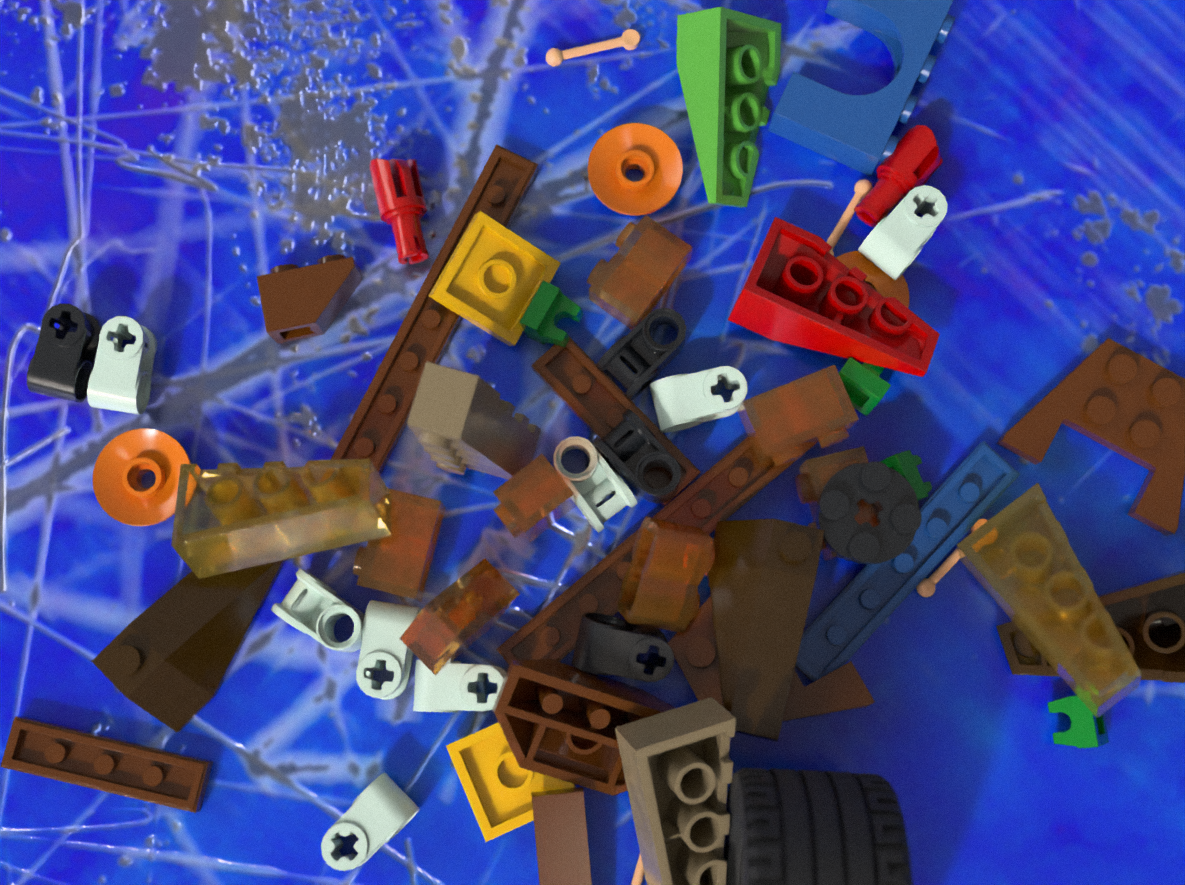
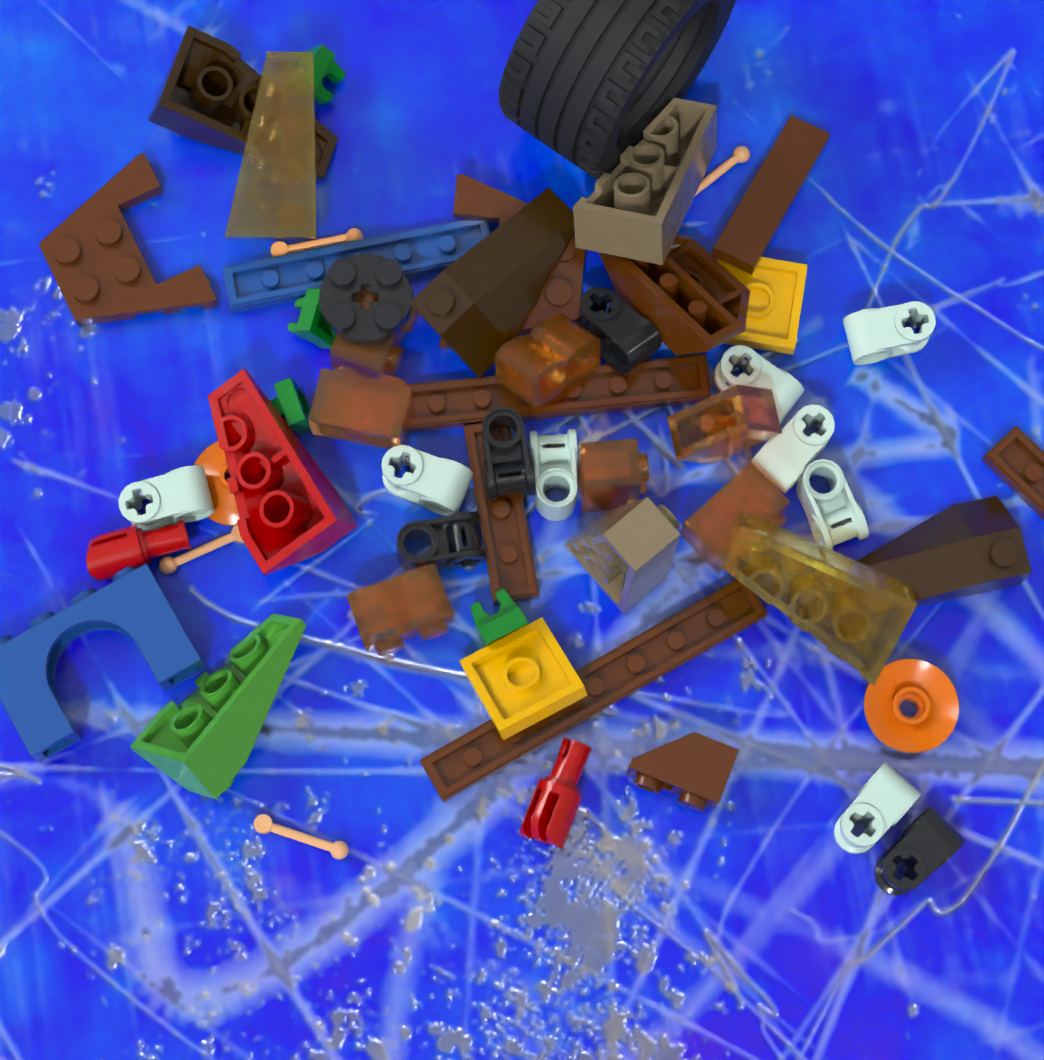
camera: 150 degrees left, 5 degrees down
(638, 148) = (339, 674): orange dish -> none

